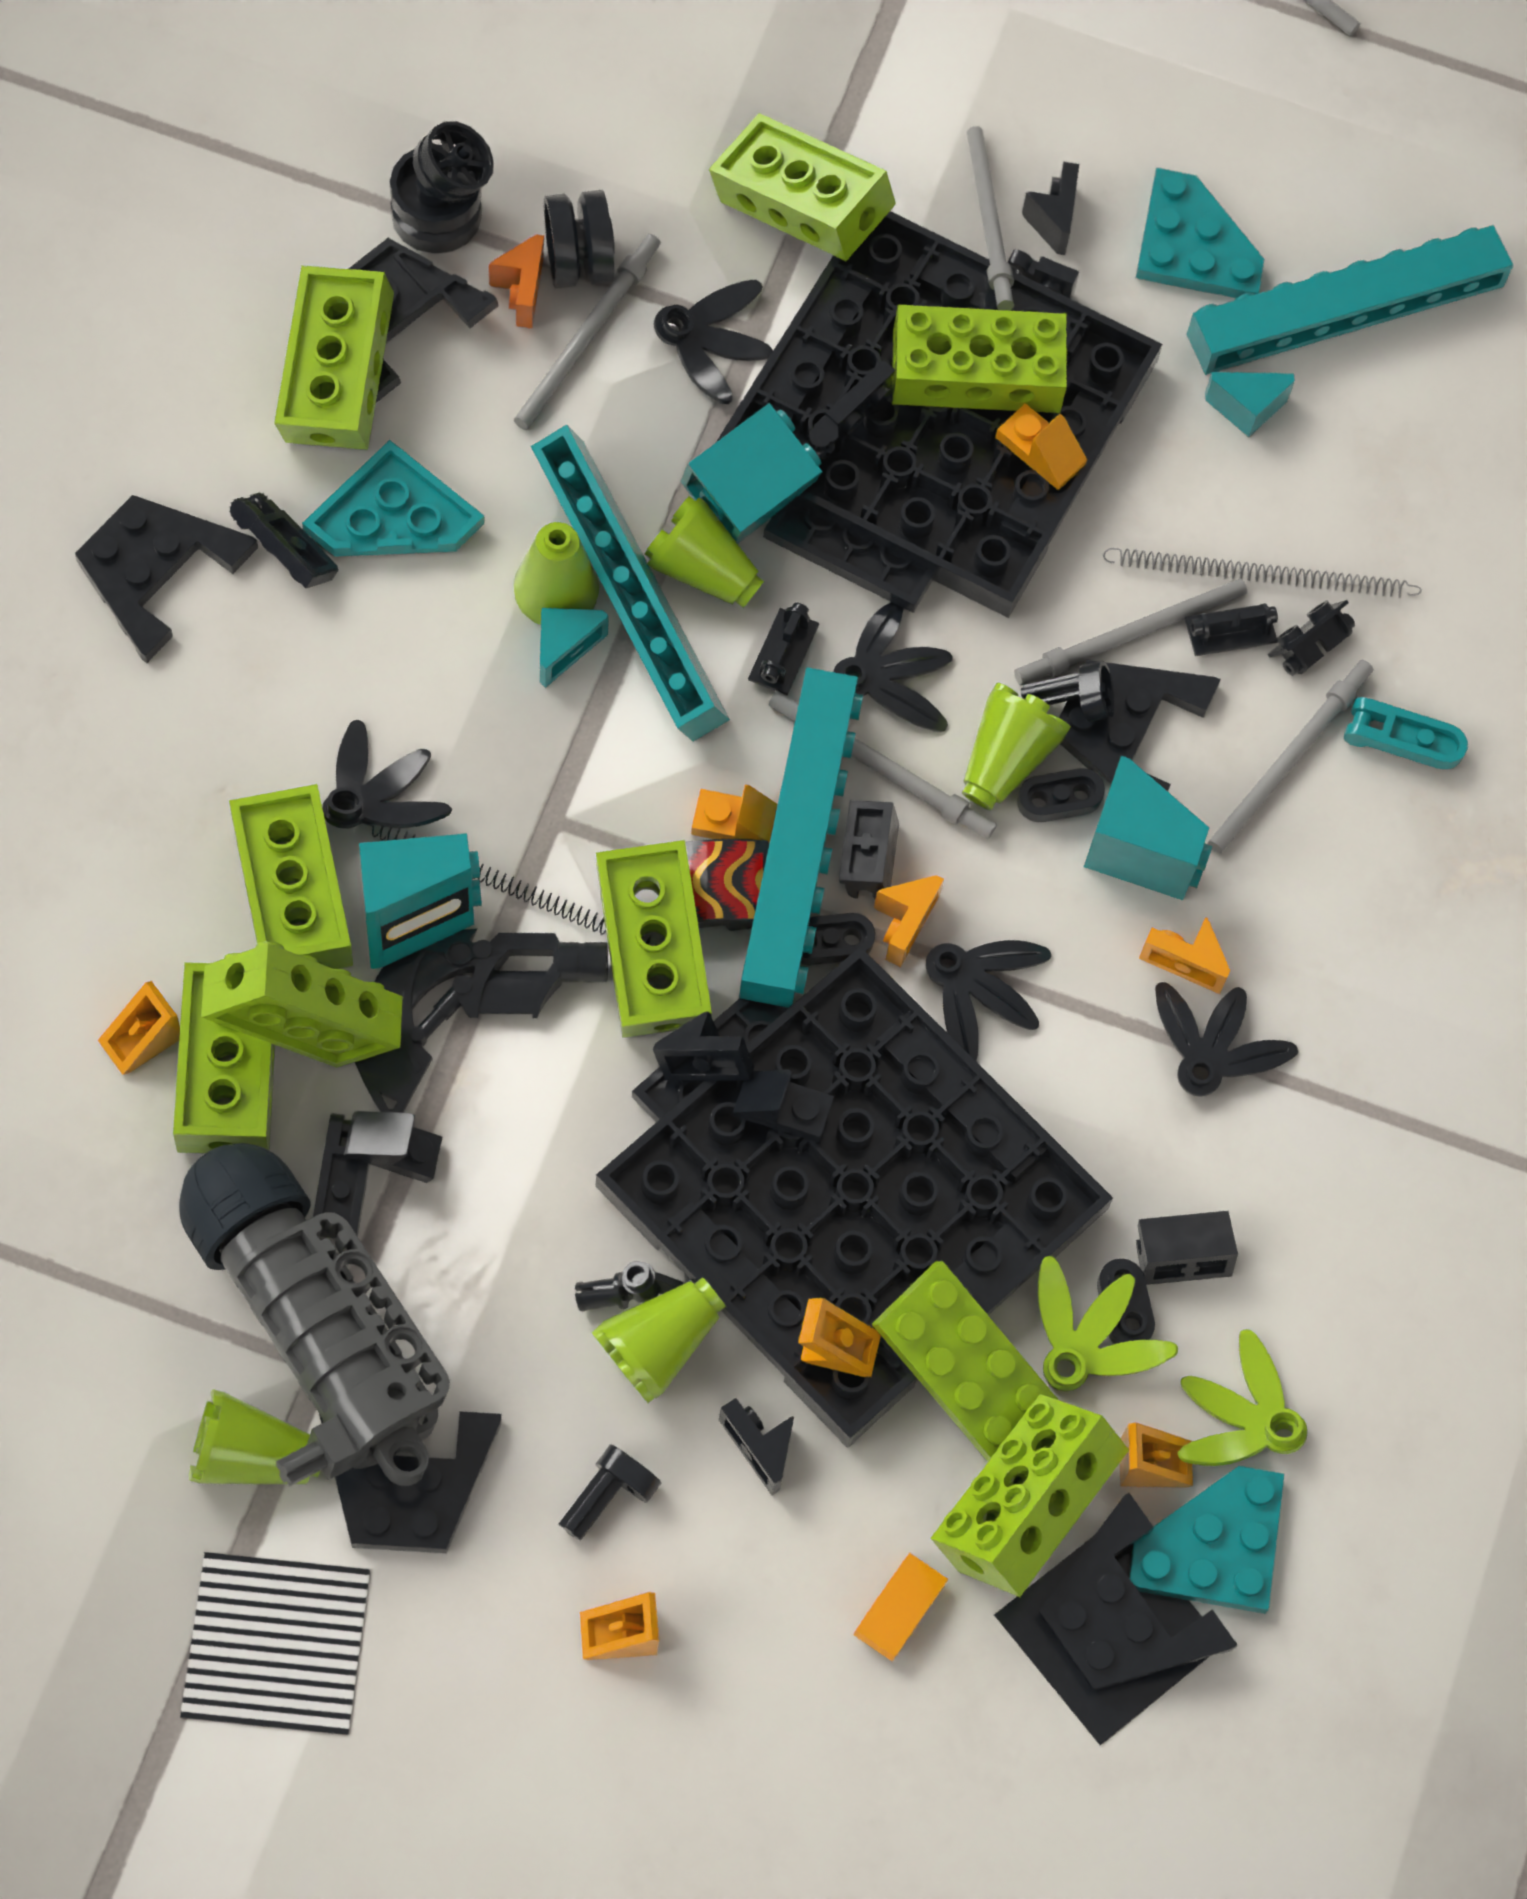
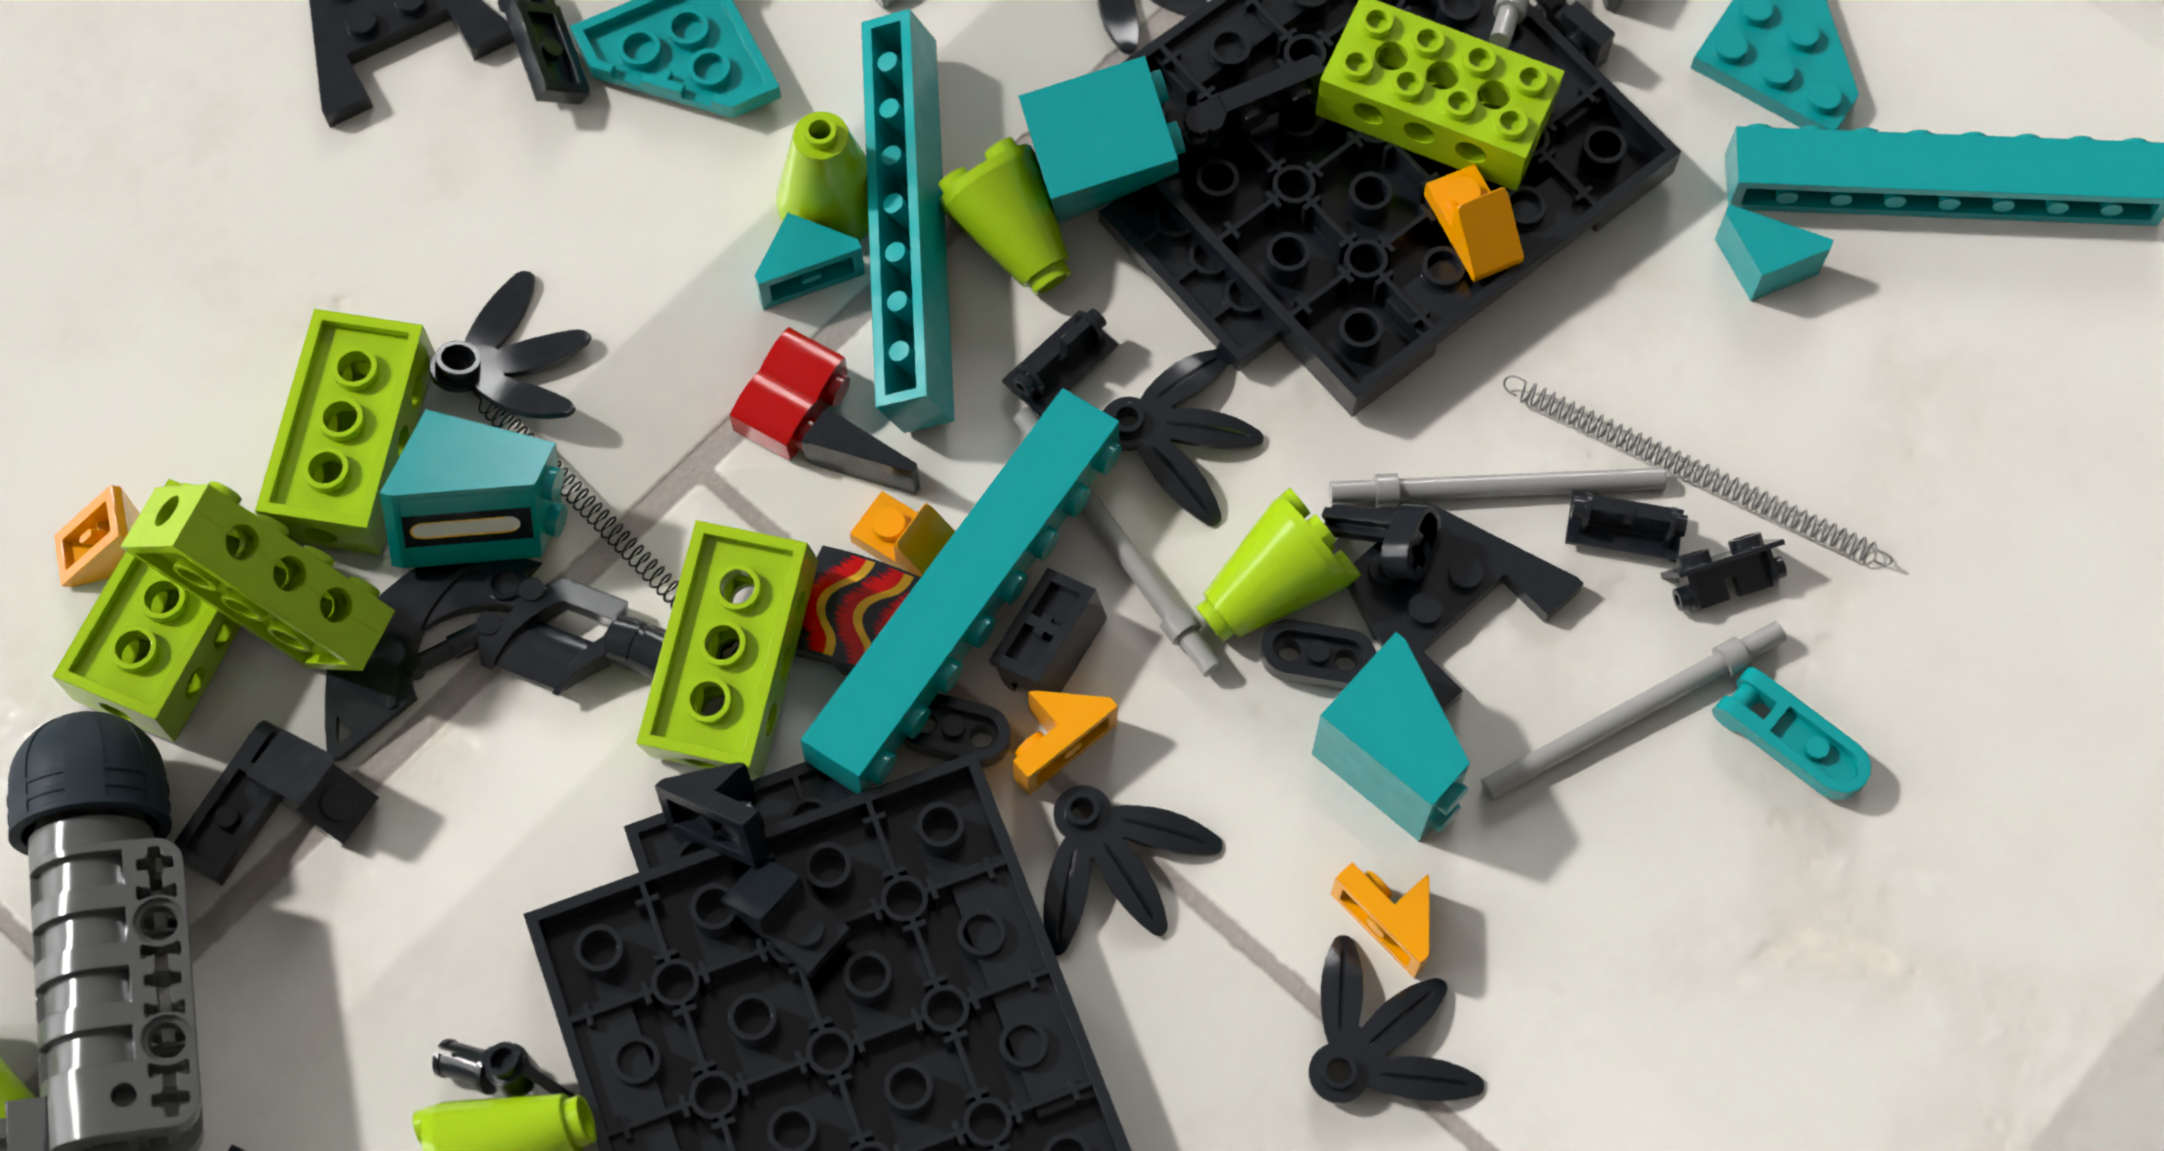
camera: 30 degrees right, 0 degrees up
(601, 742) = (789, 393): none -> red brick
(669, 767) = (849, 450): none -> black slope

